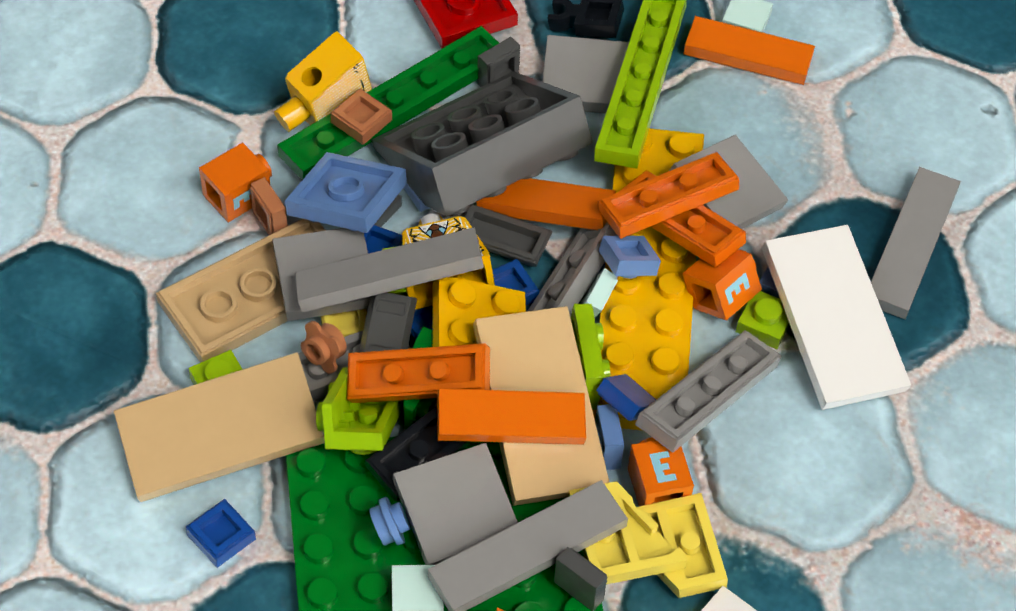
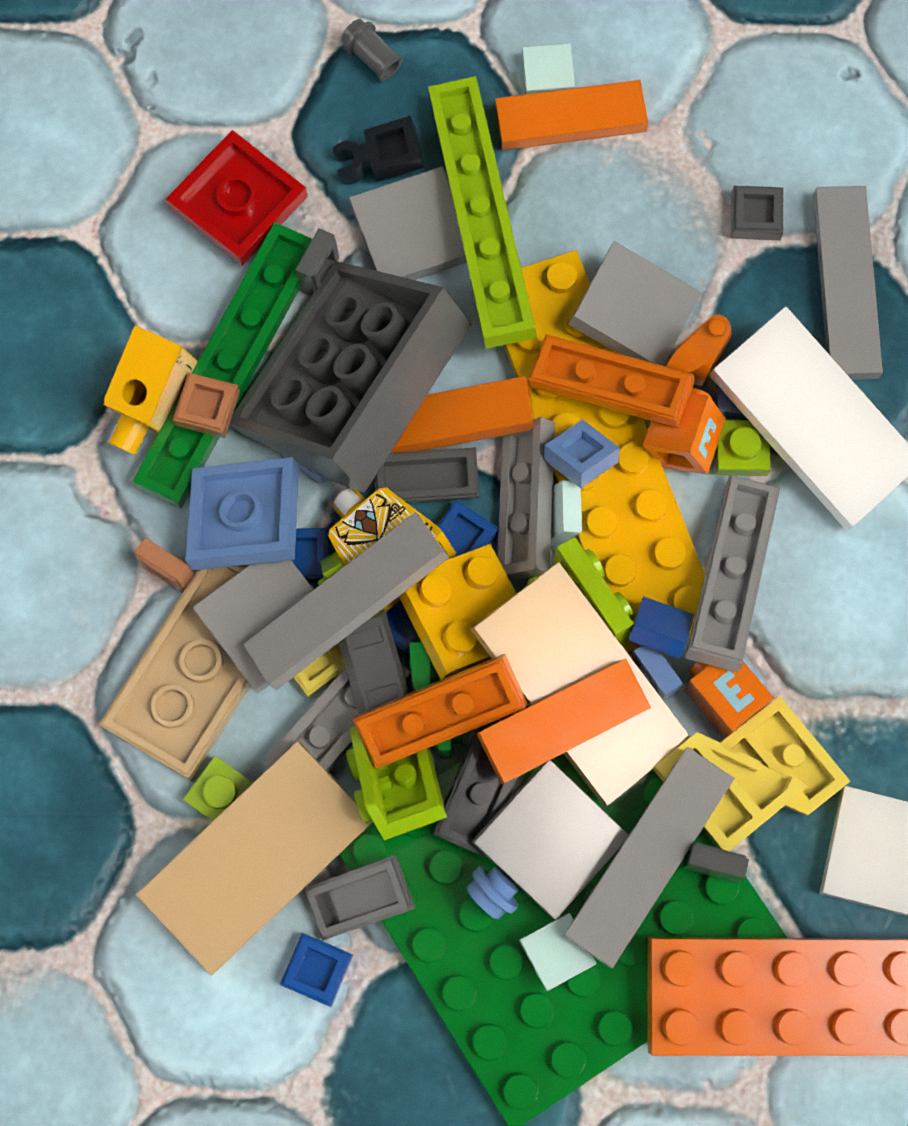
camera: 20 degrees left, 20 degrees up
(229, 178) = (109, 545): orange brick -> none
(283, 486) = (359, 897): none -> dark grey tile
(323, 345) = (318, 717): nougat plate -> none
(668, 195) = (590, 362): orange tile -> none
(759, 225) = (702, 348): none -> orange helmet
(863, 168) = (757, 212): none -> dark grey tile

